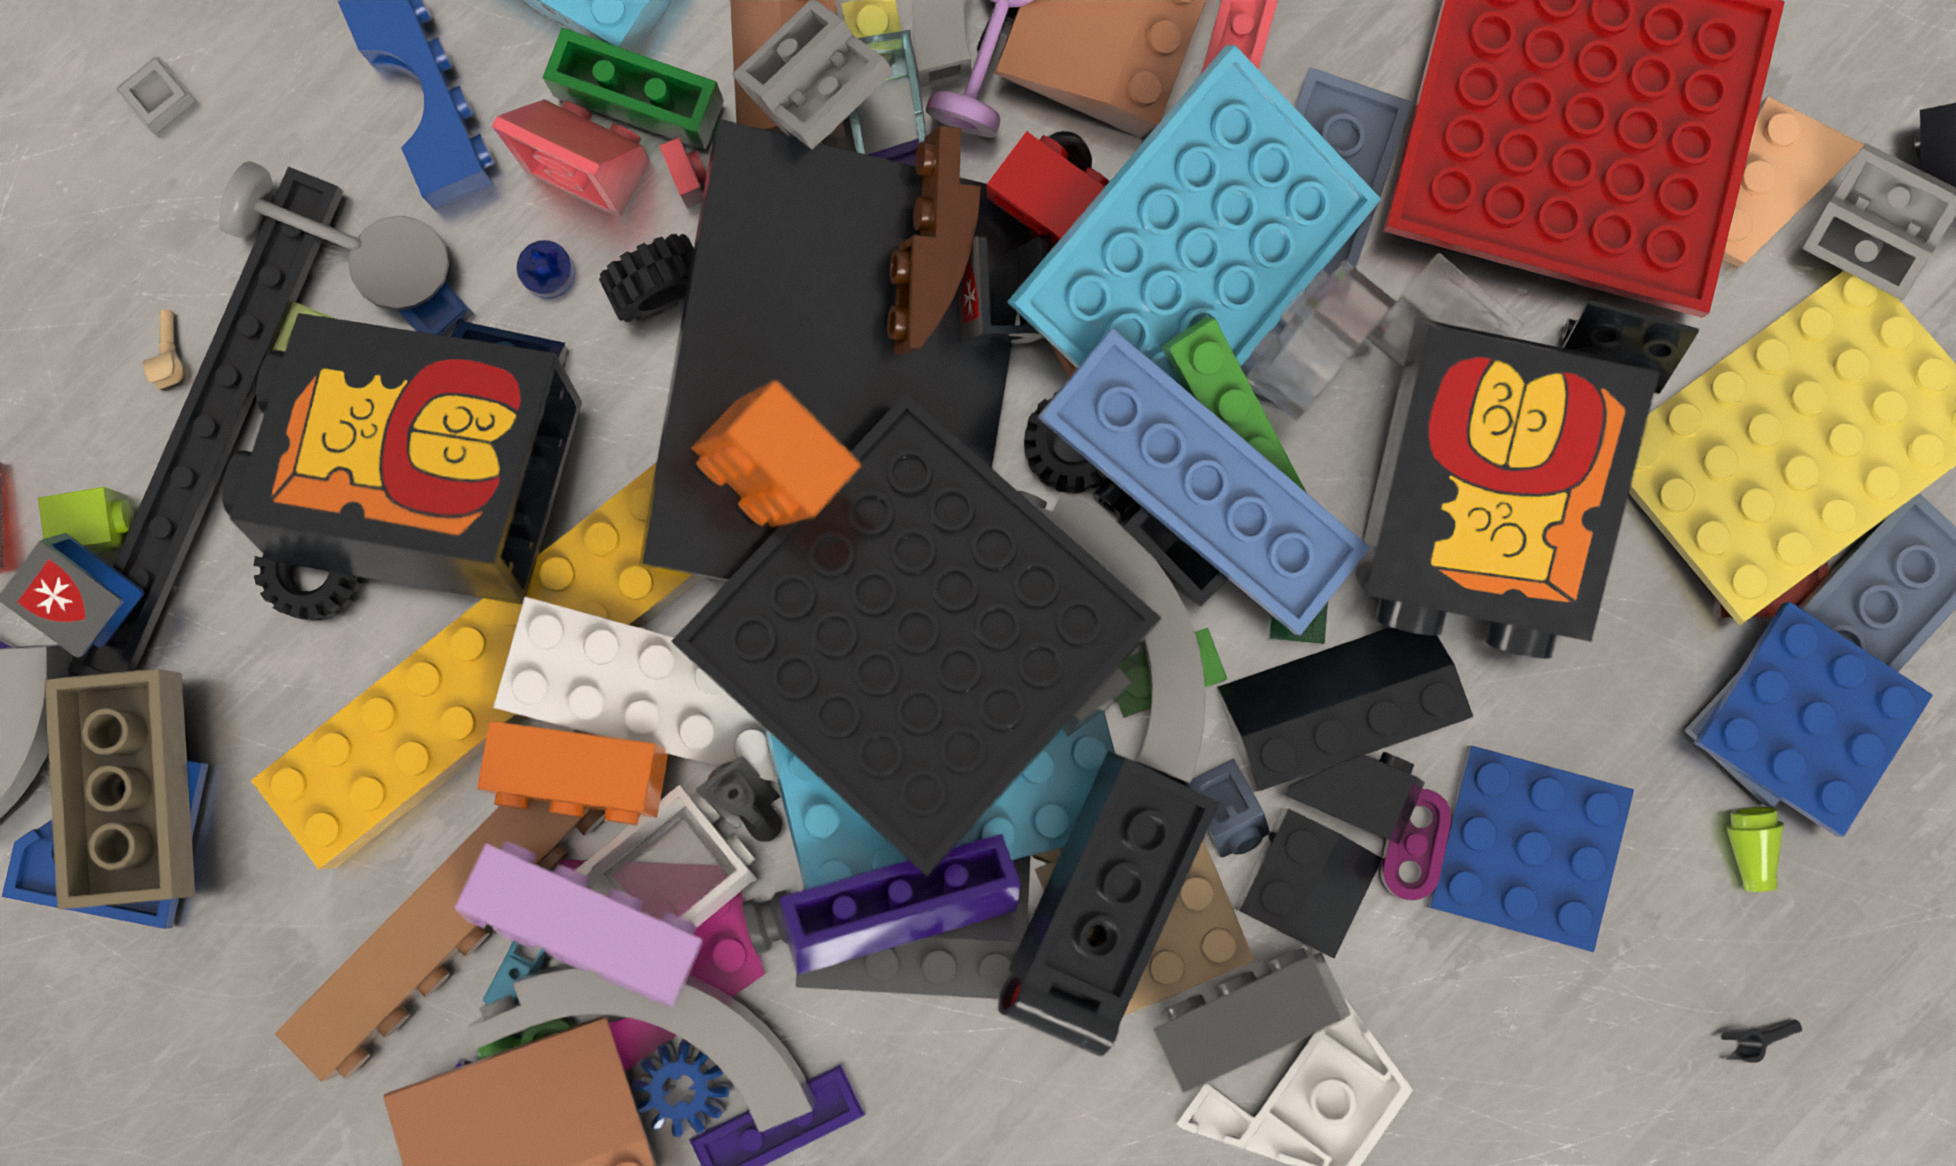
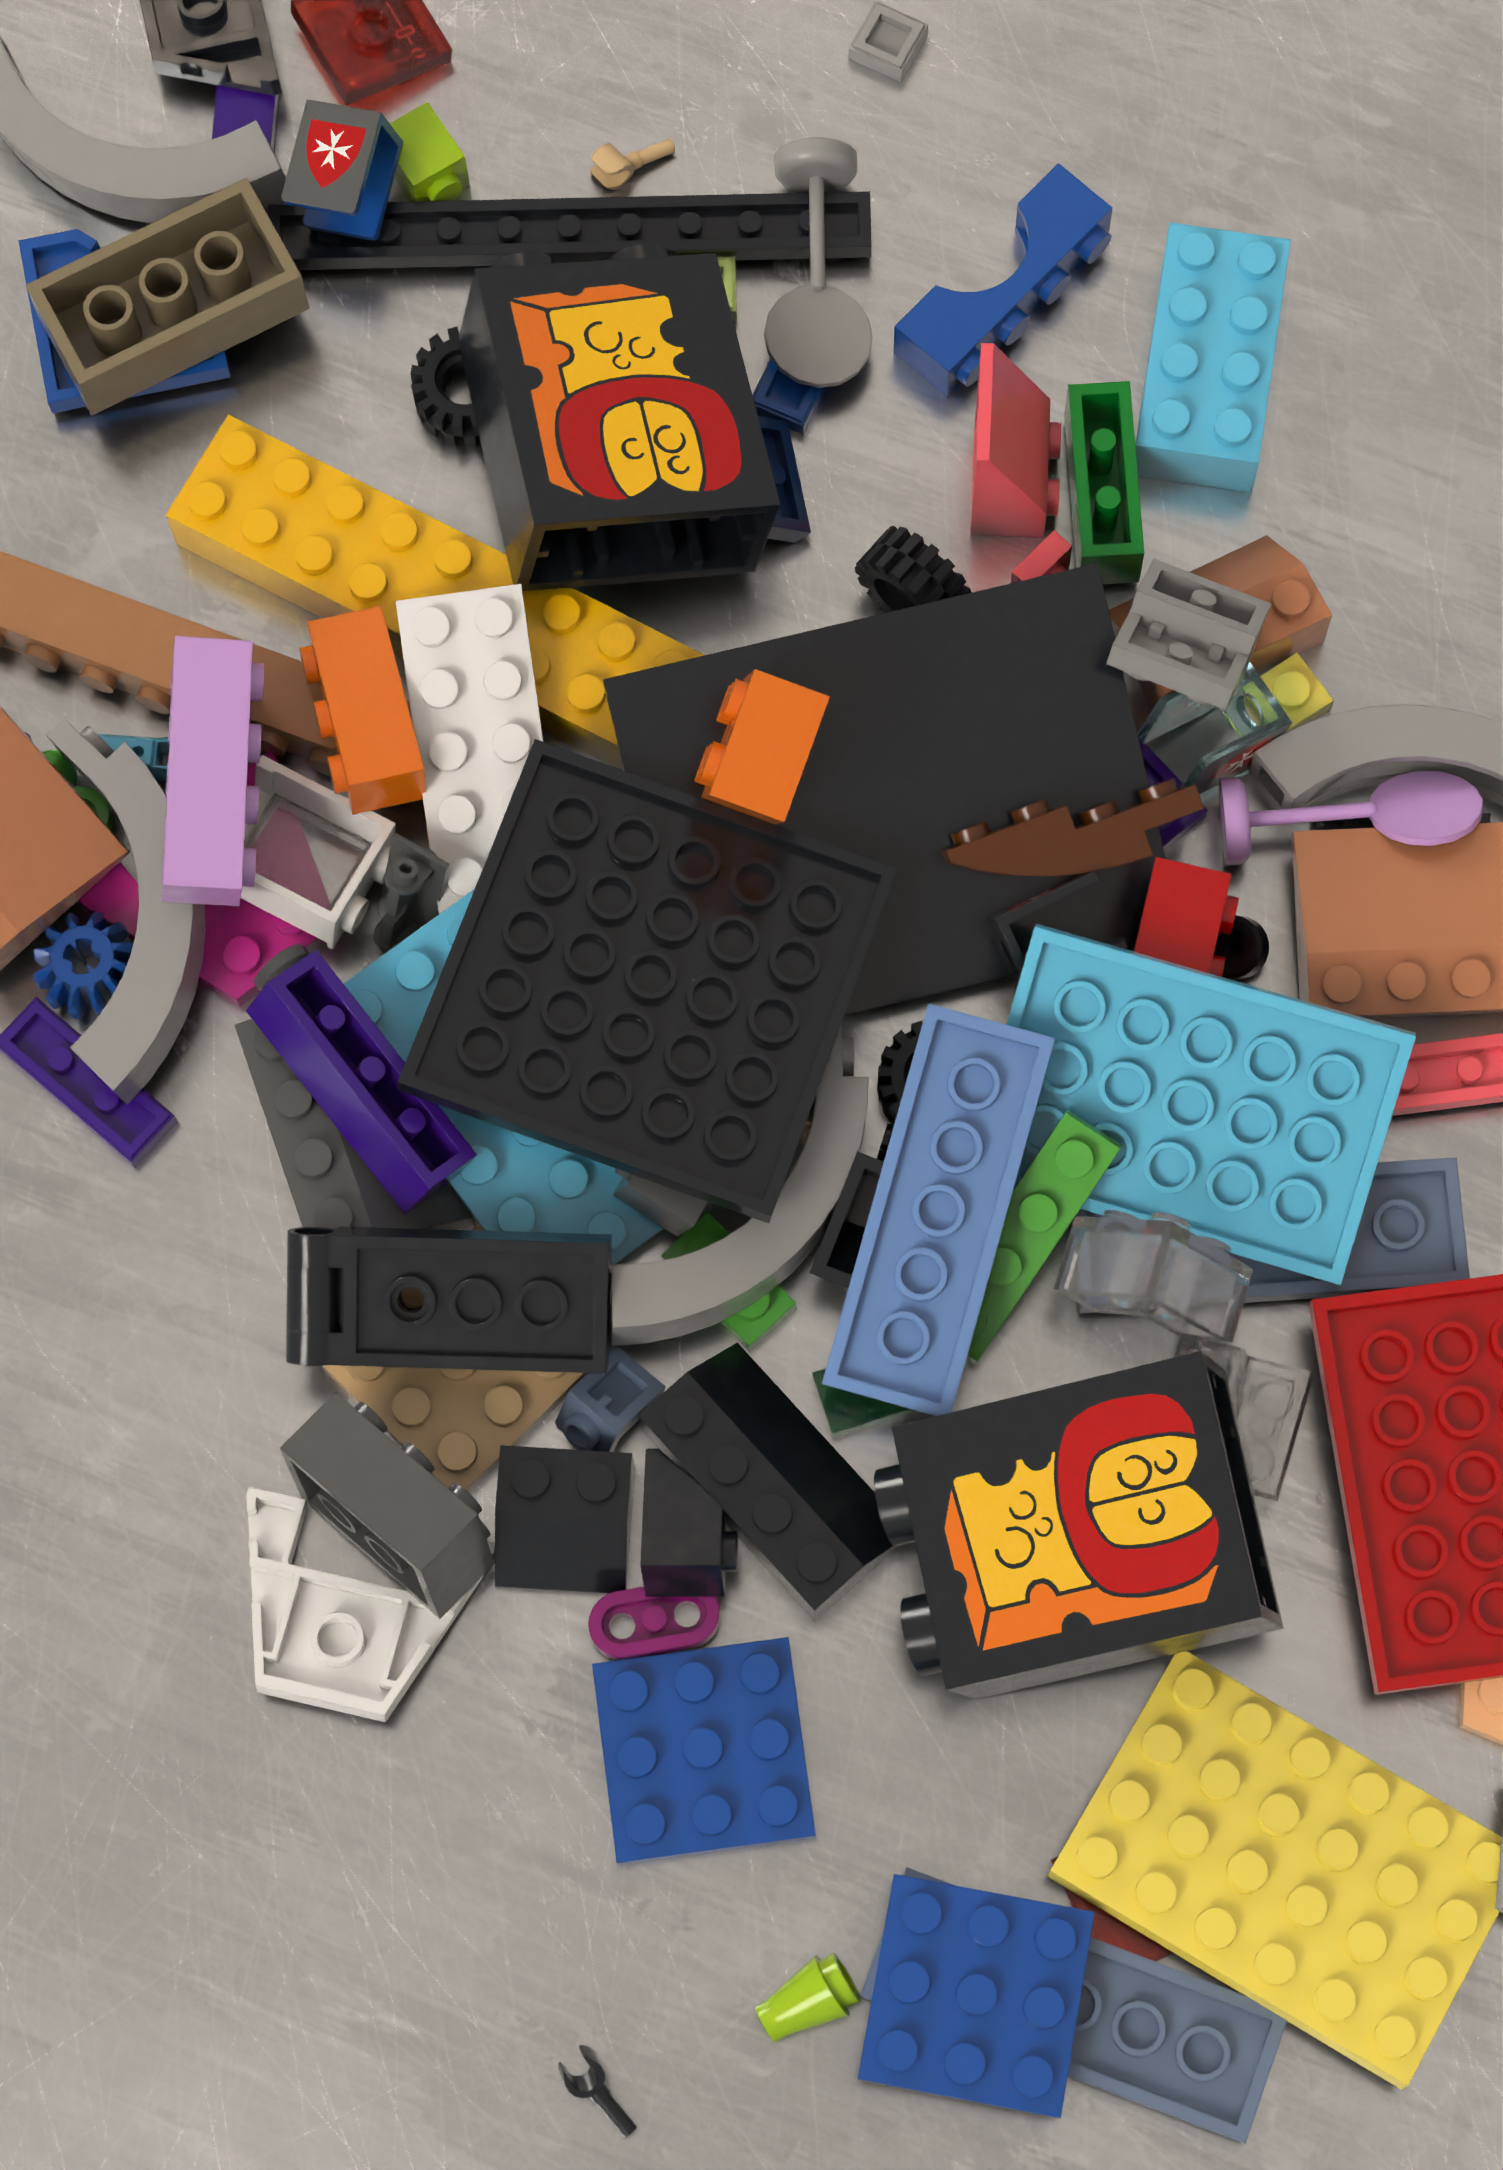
camera: 65 degrees right, 10 degrees down
(545, 268) = (879, 482): clear blue tile -> none
(1630, 337) = (1311, 1643): black hinge -> none

